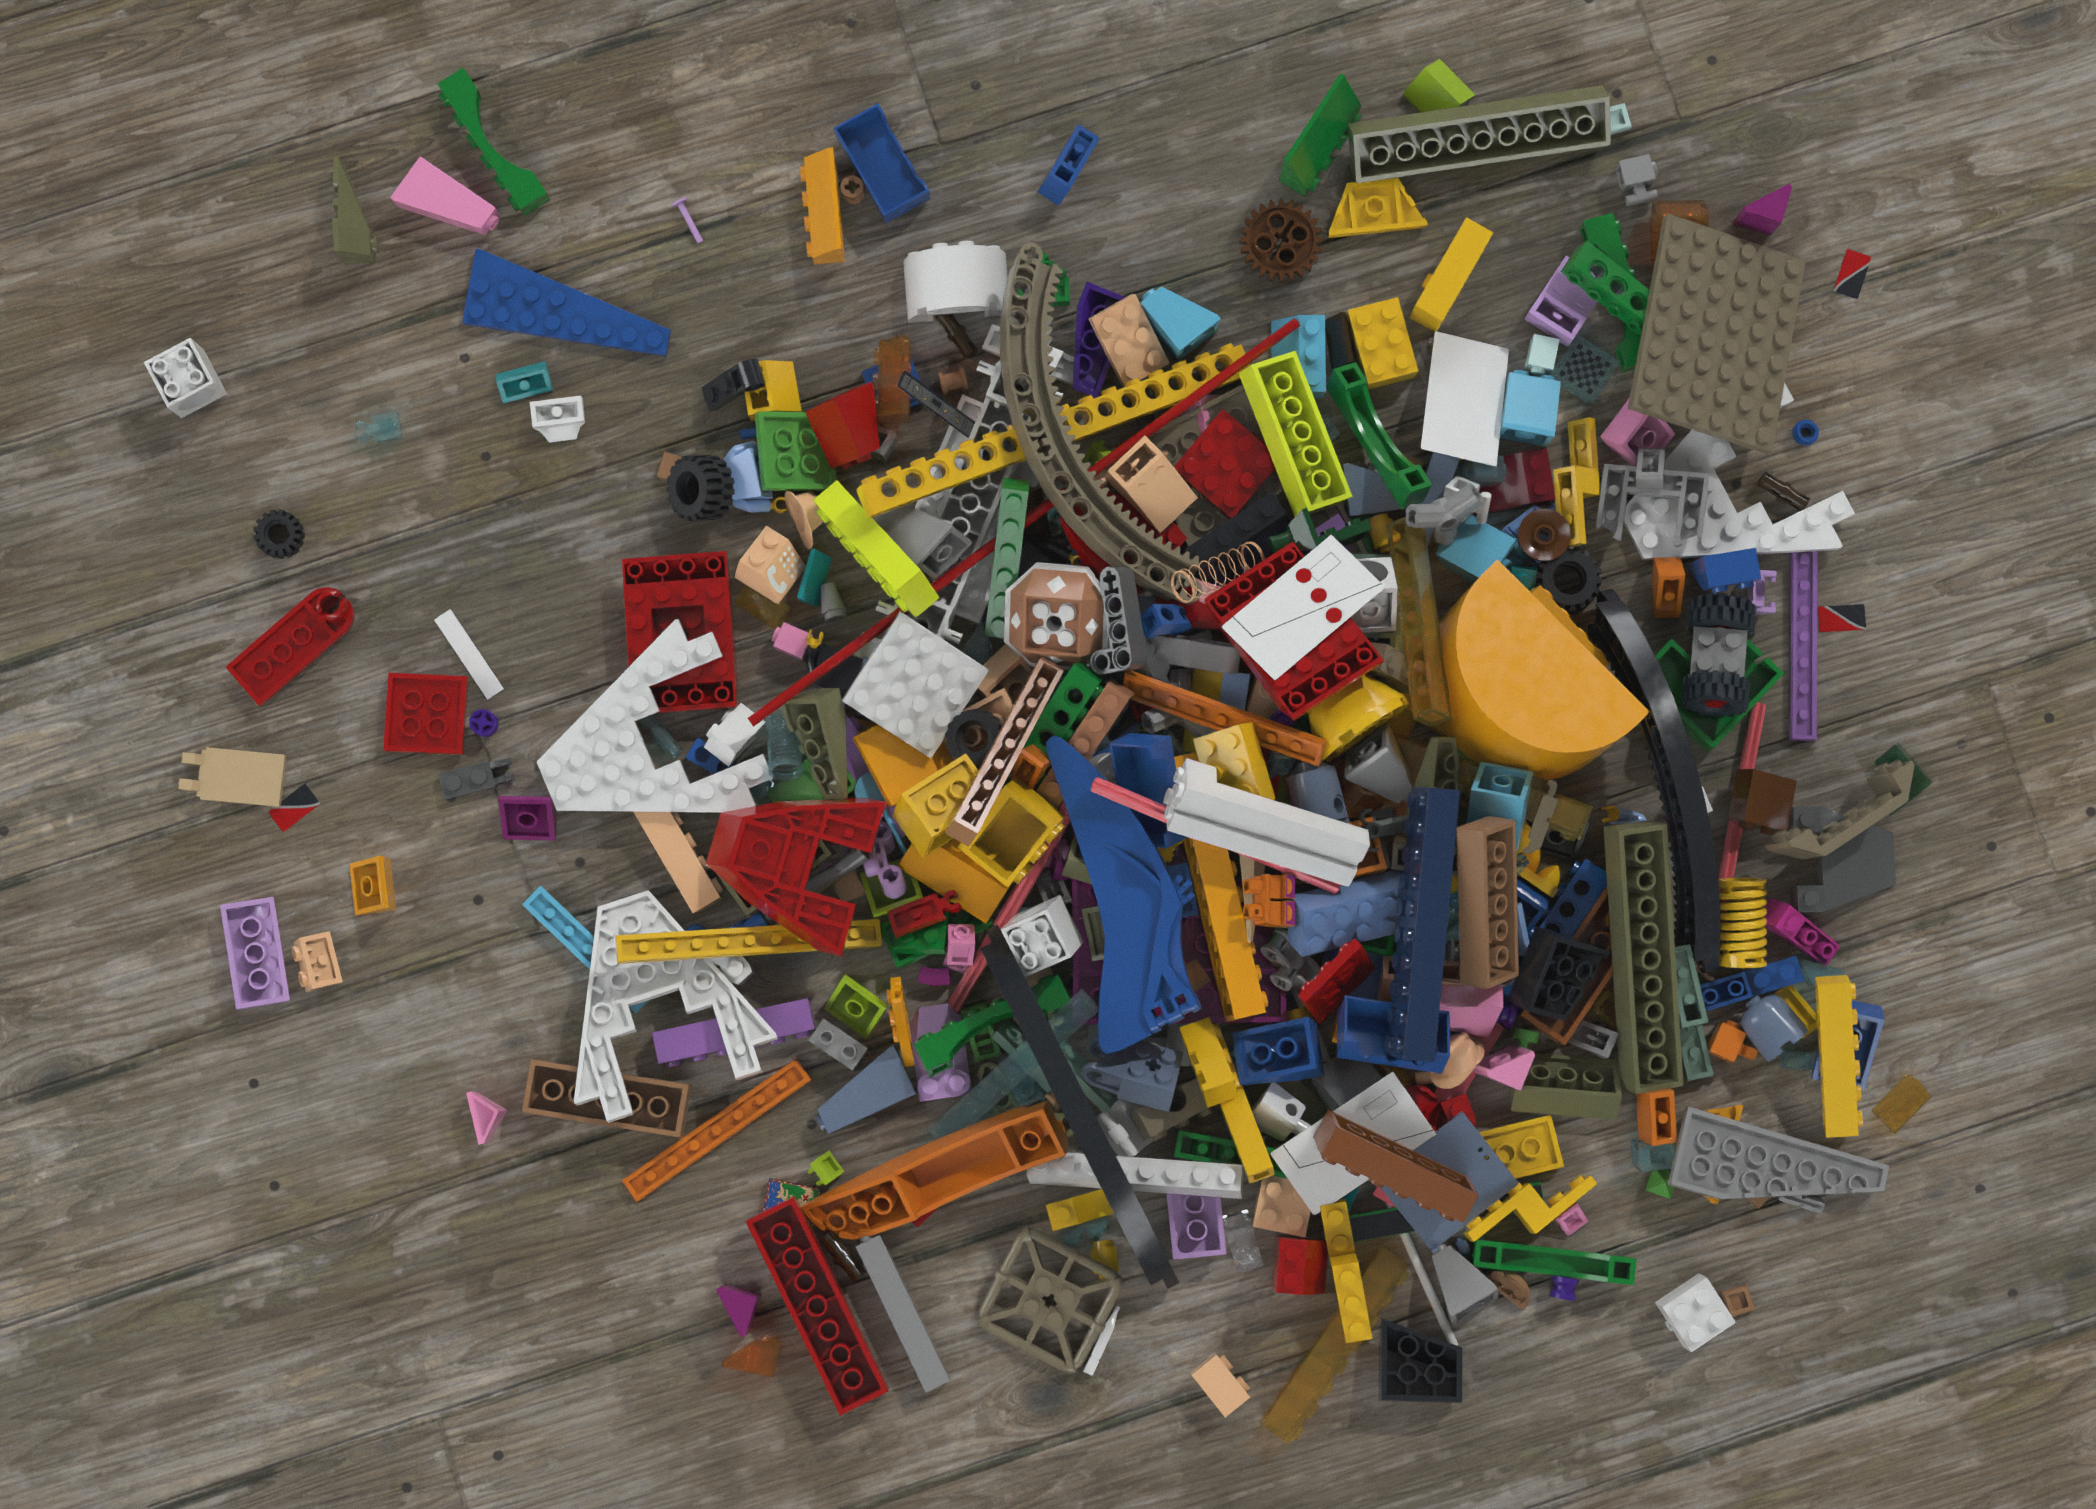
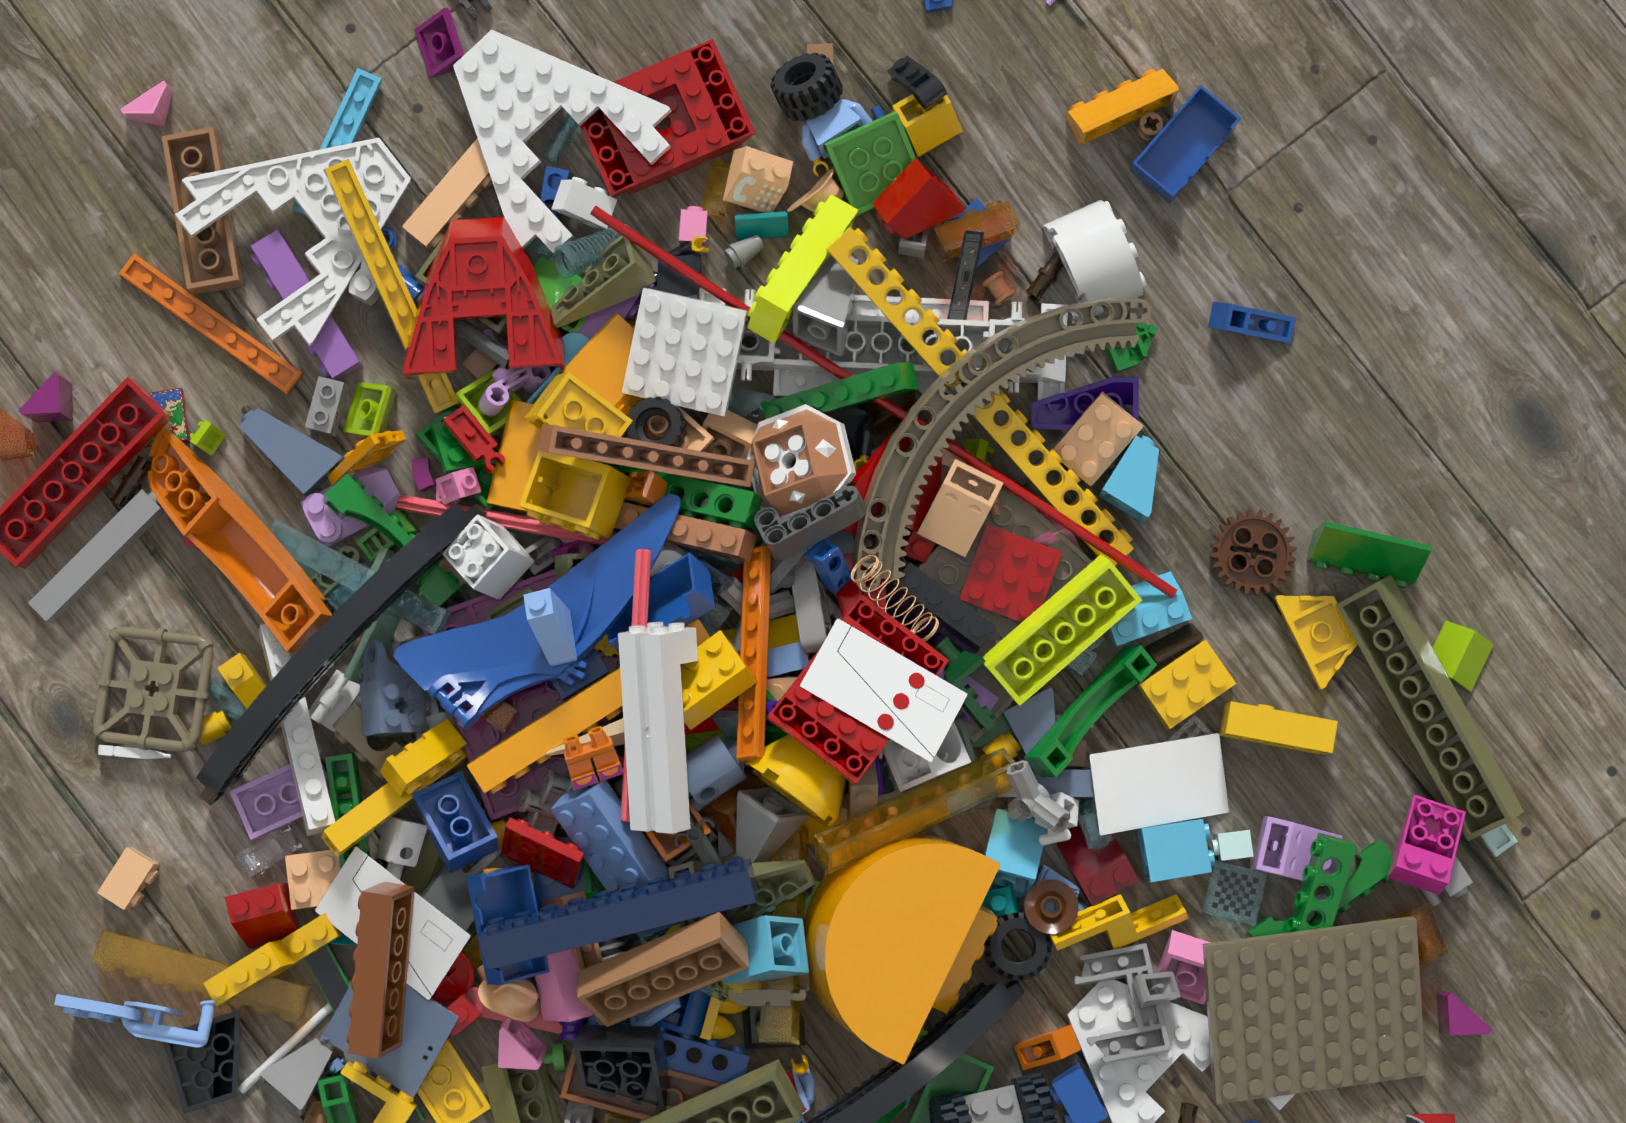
camera: 75 degrees right, 0 degrees up
(1136, 892) = (551, 626): none -> light blue slope
(1360, 1422) = (132, 1019): none -> light blue plate
(1604, 180) = (1427, 845): none -> dark pink slope

